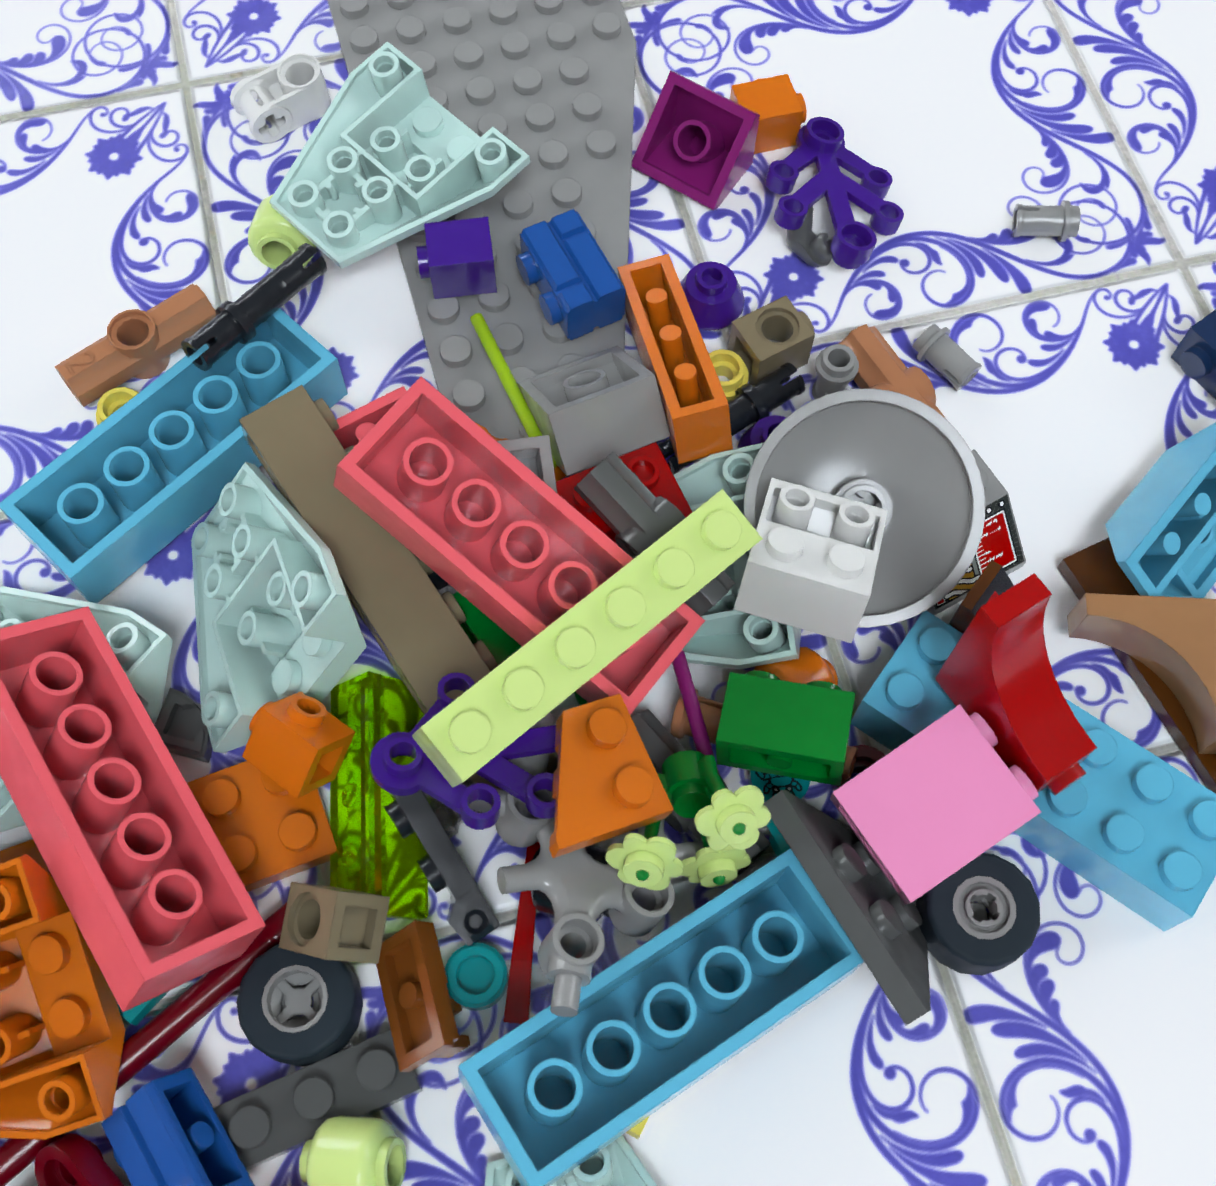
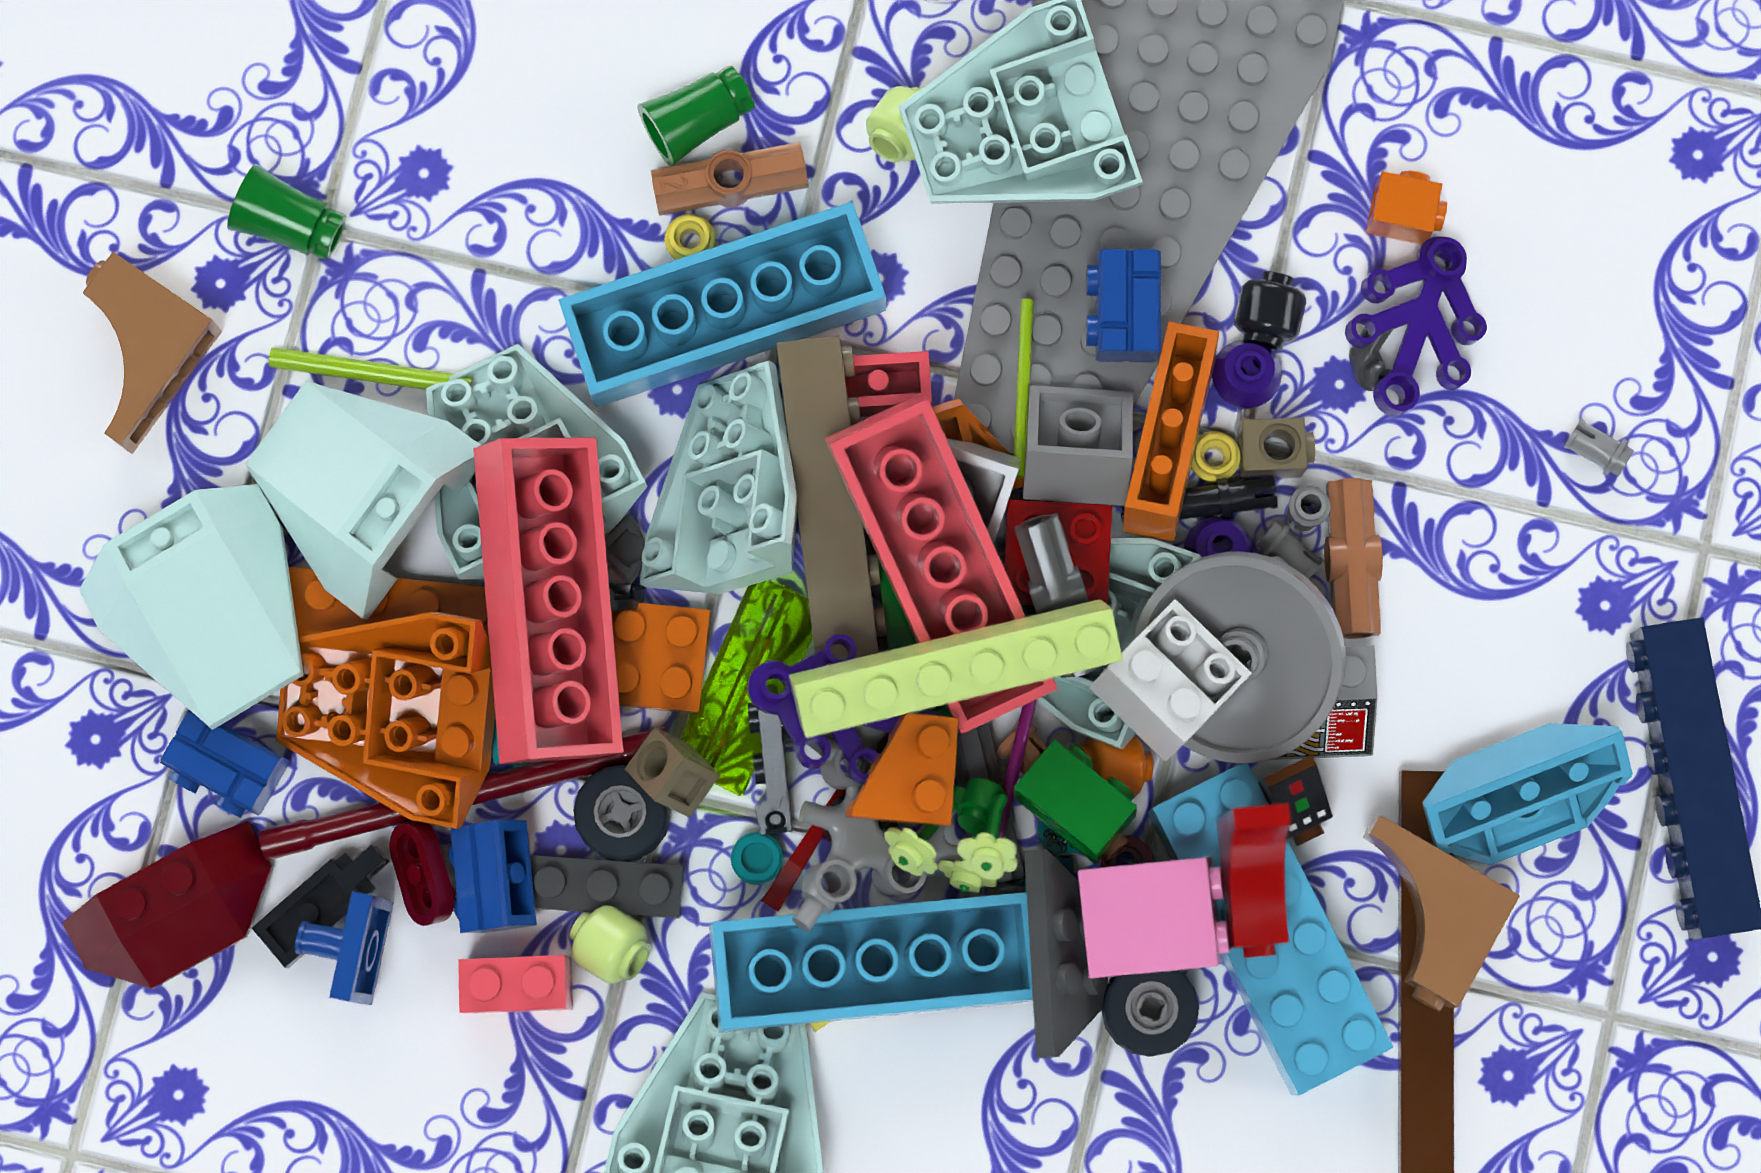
camera: 30 degrees right, 15 degrees up
(77, 303) = (695, 113): none -> green plant
(203, 770) = (627, 596): none -> black tile
(238, 319) = (820, 225): black pin -> none
(297, 743) = (705, 618): orange brick -> none
(418, 997) = (707, 853): dark orange plate -> none
(458, 258) = (1037, 239): dark purple brick -> none
(697, 141) = (1318, 211): magenta slope -> none
(700, 232) = (1270, 310): none -> black head
(946, 356) = (1421, 537): light grey pin -> none

